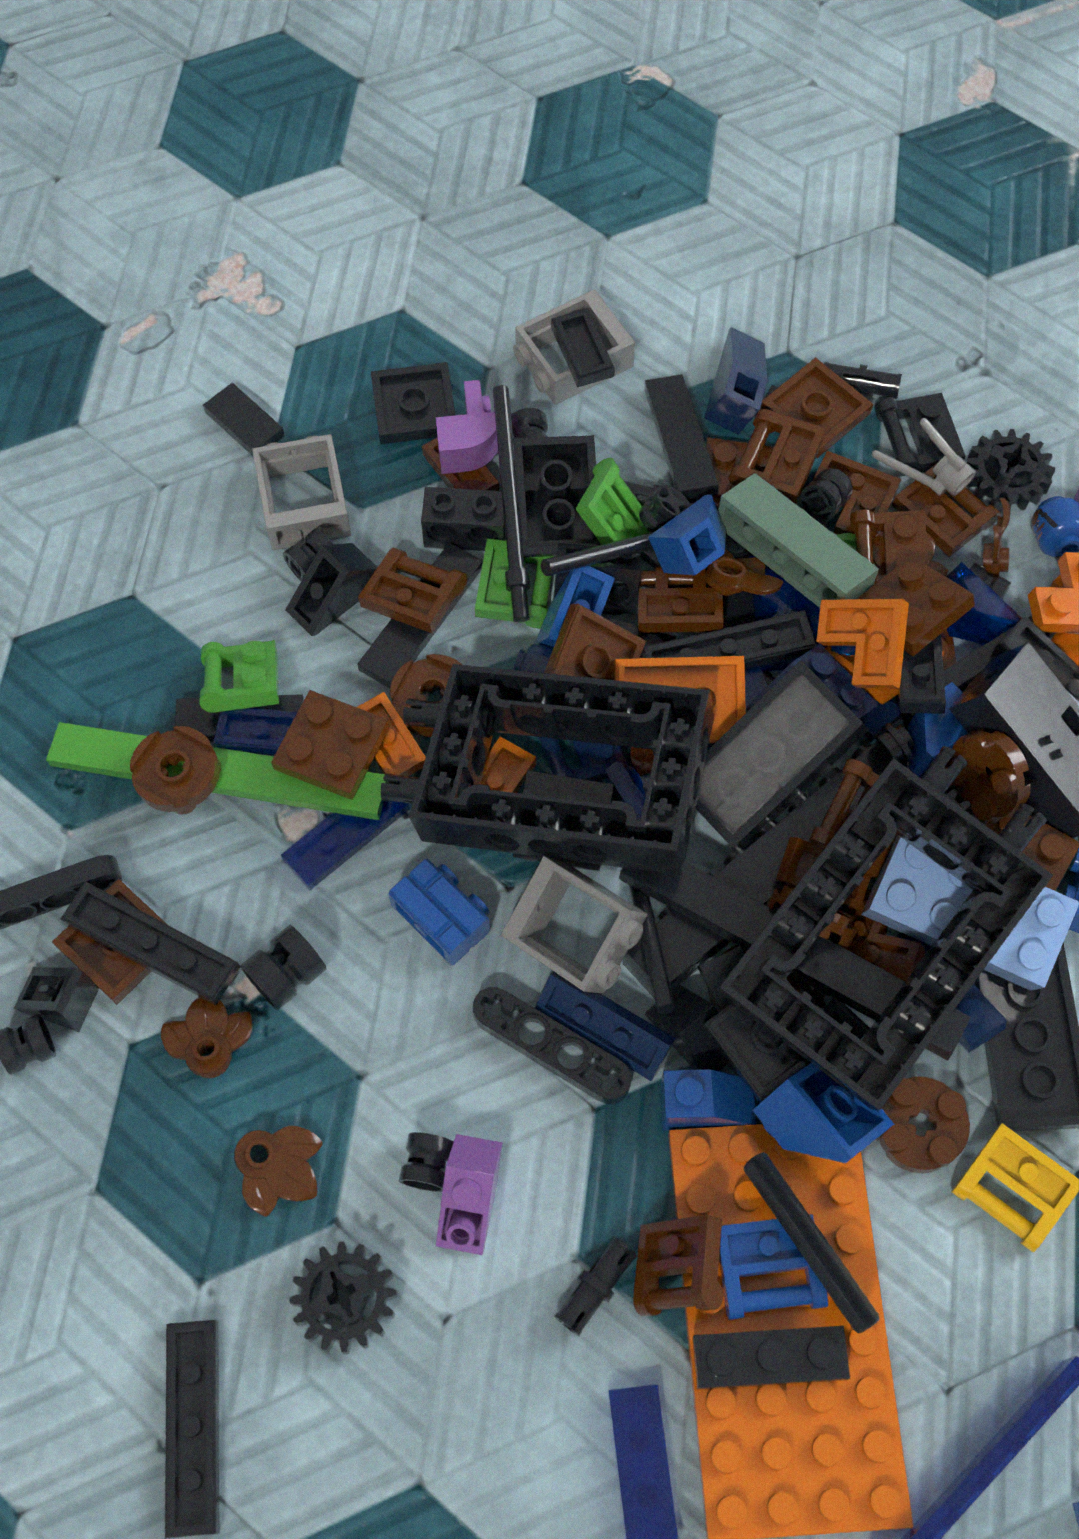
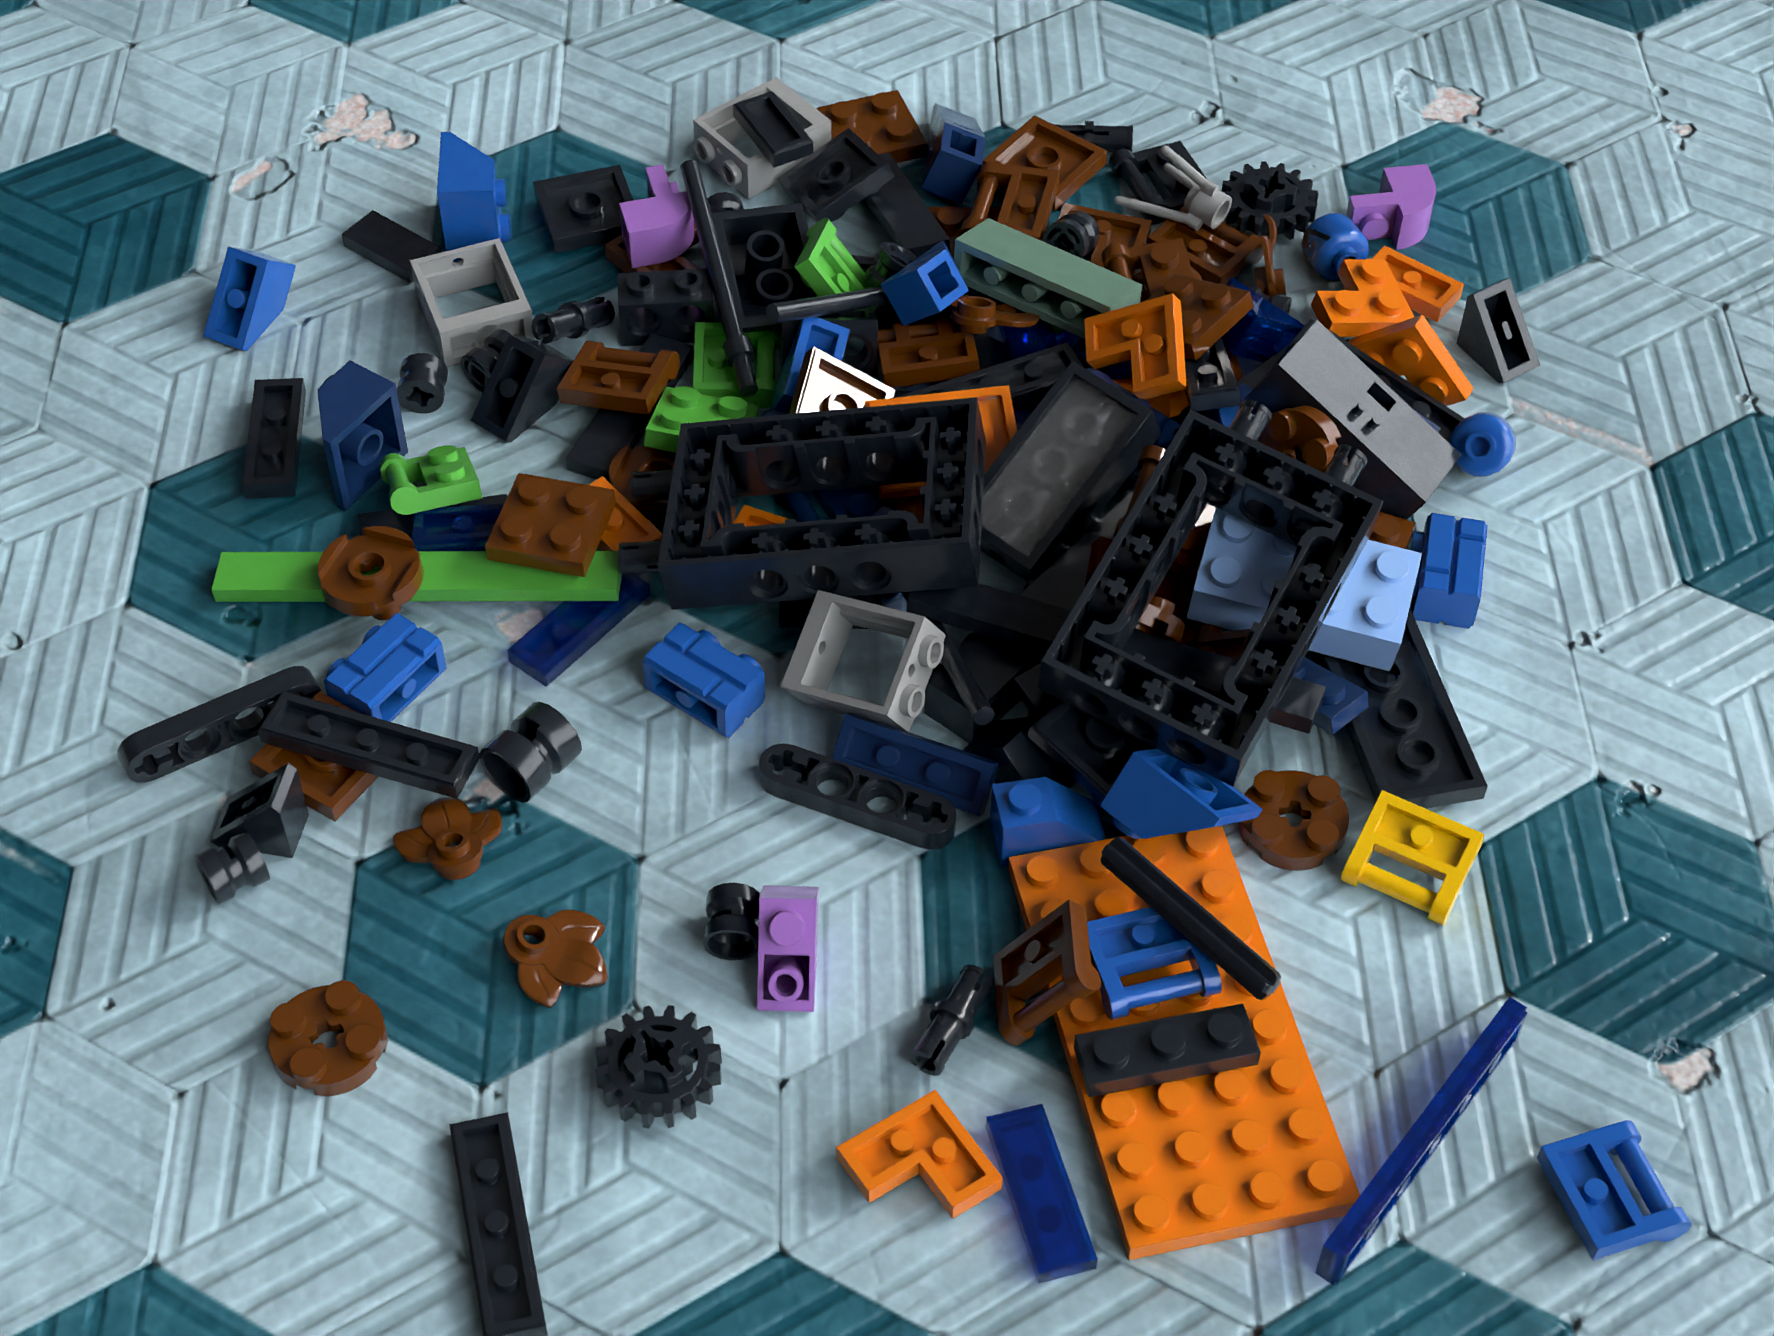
camera: 10 degrees left, 15 degrees down
(104, 1234) = (323, 1010): none -> reddish brown plate
(115, 462) = (247, 297): none -> blue slope
(118, 610) = (274, 438): none -> black plate
(174, 866) = (387, 669): none -> blue brick
(180, 621) = (358, 429): none -> dark blue slope
(247, 571) = (422, 383): none -> black wheel
(310, 391) = (469, 195): none -> blue slope
(382, 524) = (573, 319): none -> black pin
(474, 640) = (689, 406): none -> bright green plate
(551, 1406) = (926, 1142): none -> orange plate
(630, 401) = (836, 177): none -> black plate
(672, 346) = (881, 123): none -> reddish brown plate

